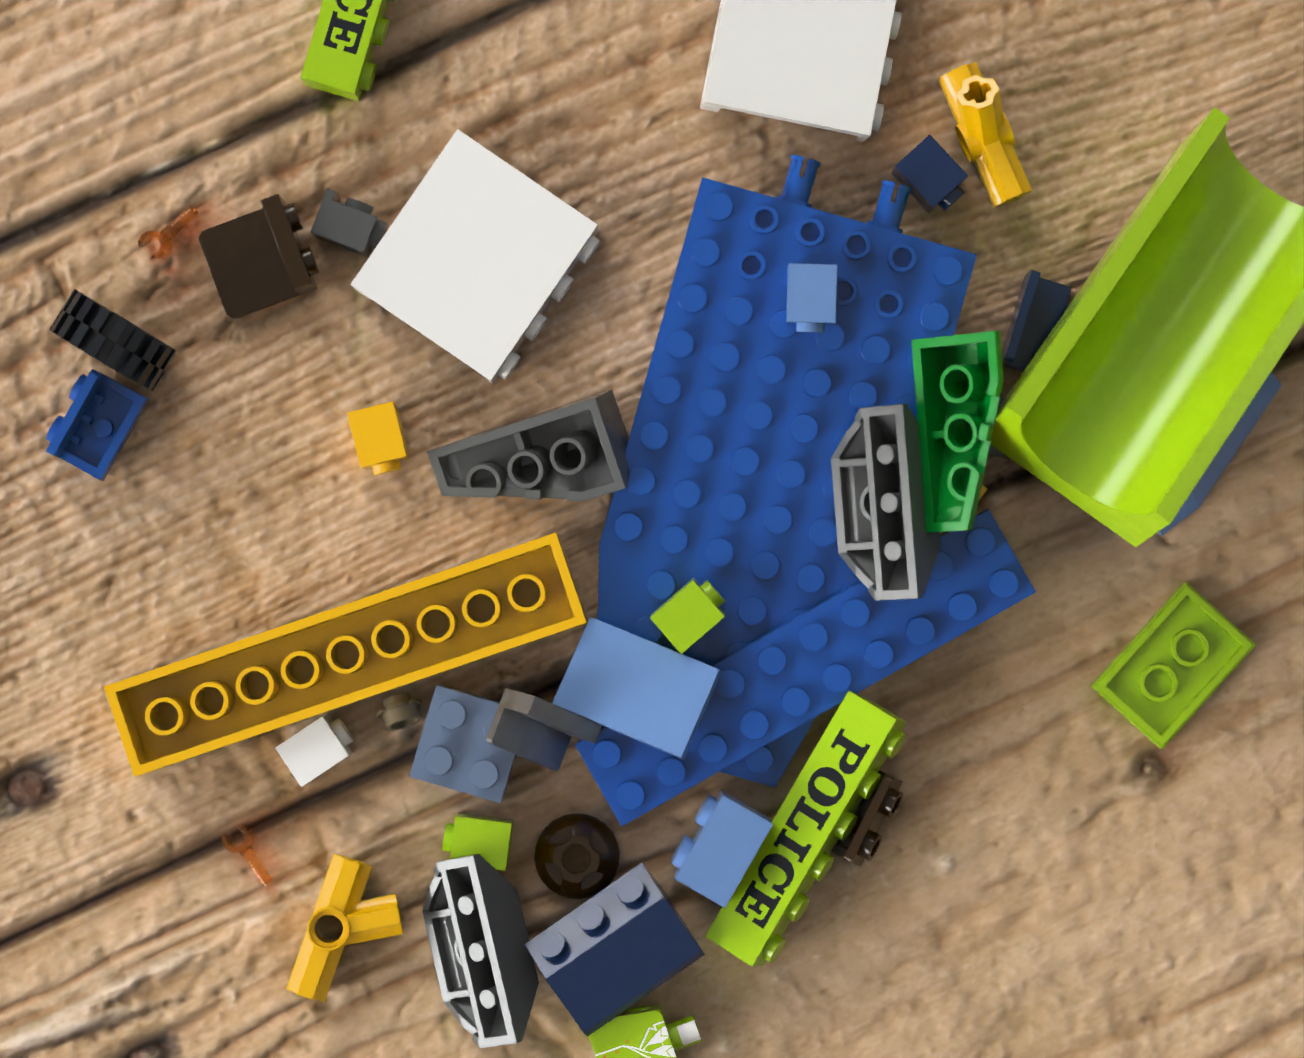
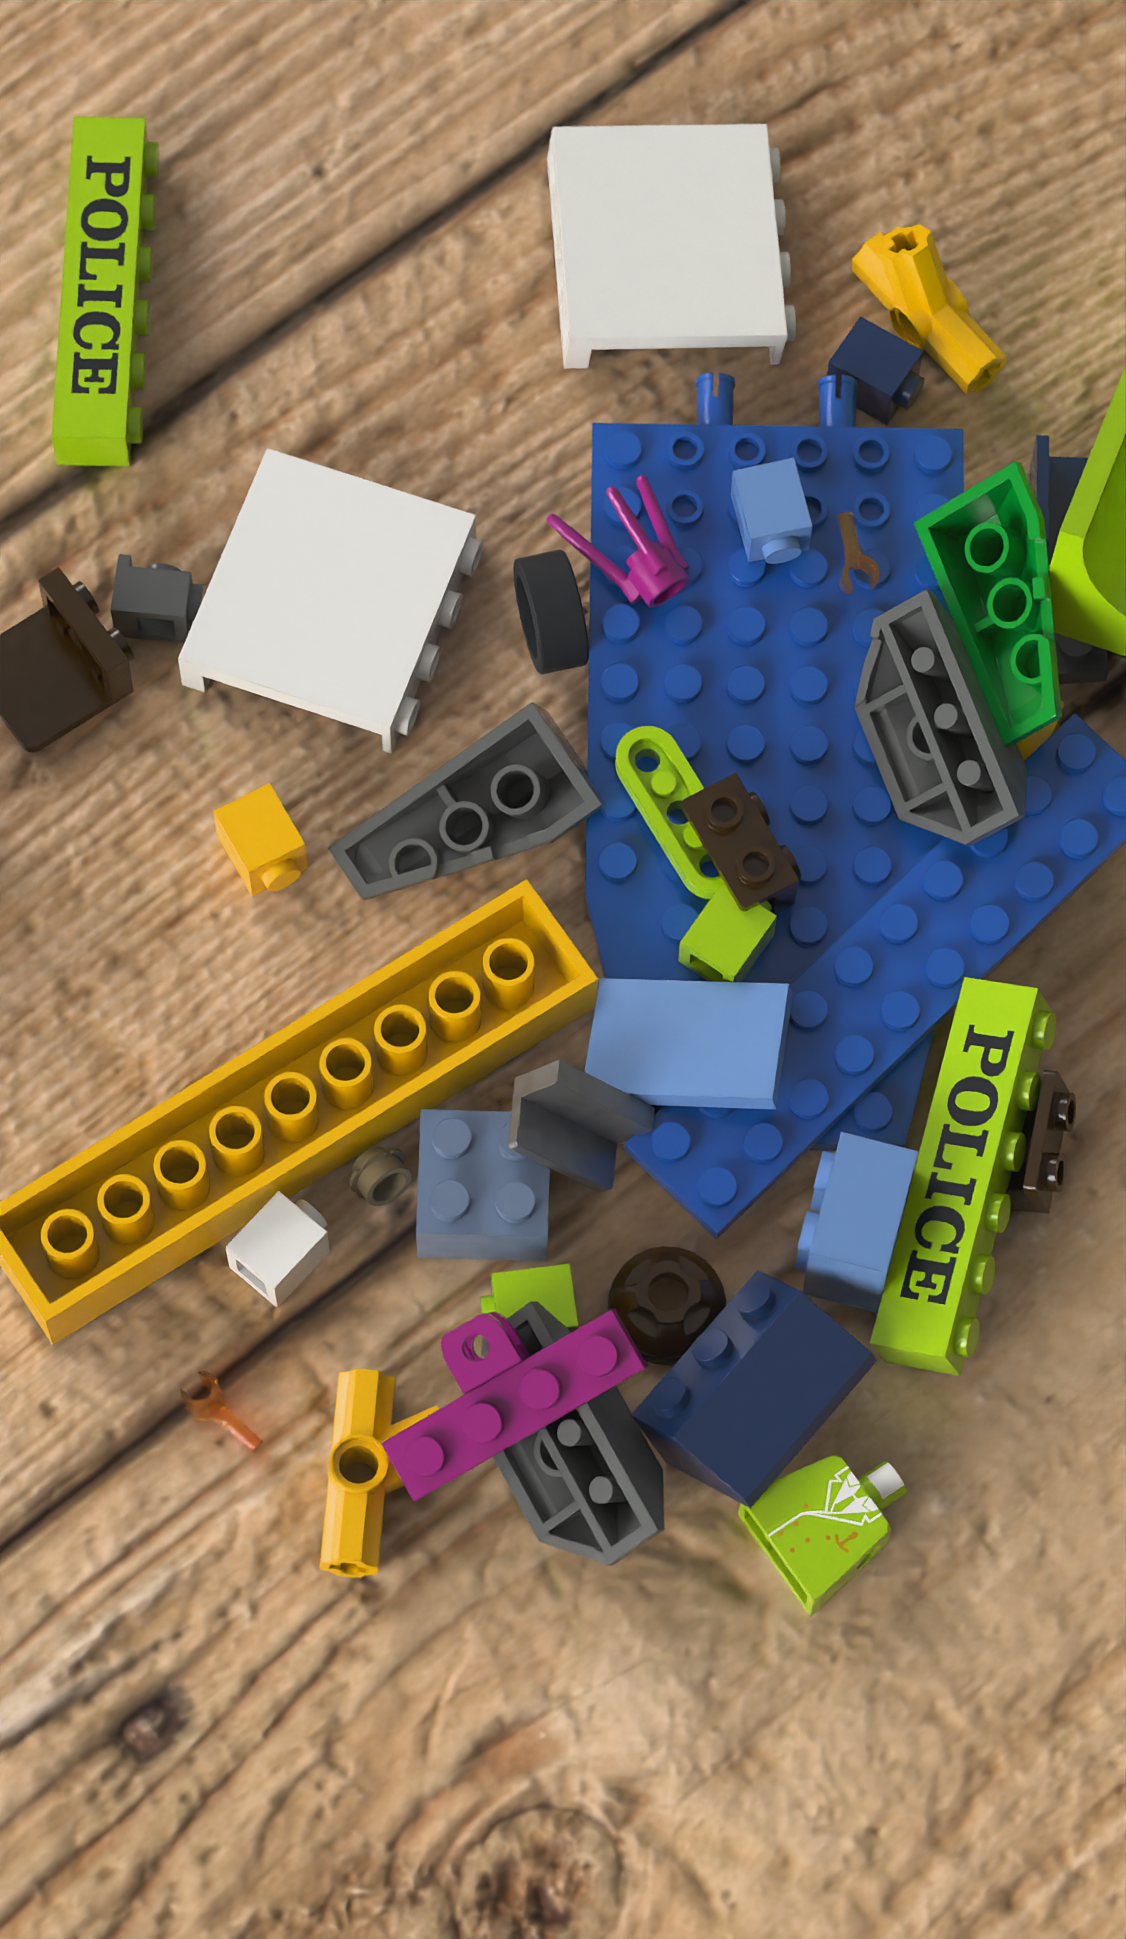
camera: 20 degrees left, 20 degrees down
(438, 920) = (508, 1394): none -> magenta plate
(633, 316) = (551, 611): none -> black tyre
(686, 531) = (661, 792): none -> lime plate
(712, 317) = (655, 571): none -> magenta plant
(712, 555) = (741, 845): none -> dark brown bracket
(864, 339) = (854, 555): none -> clear orange hand

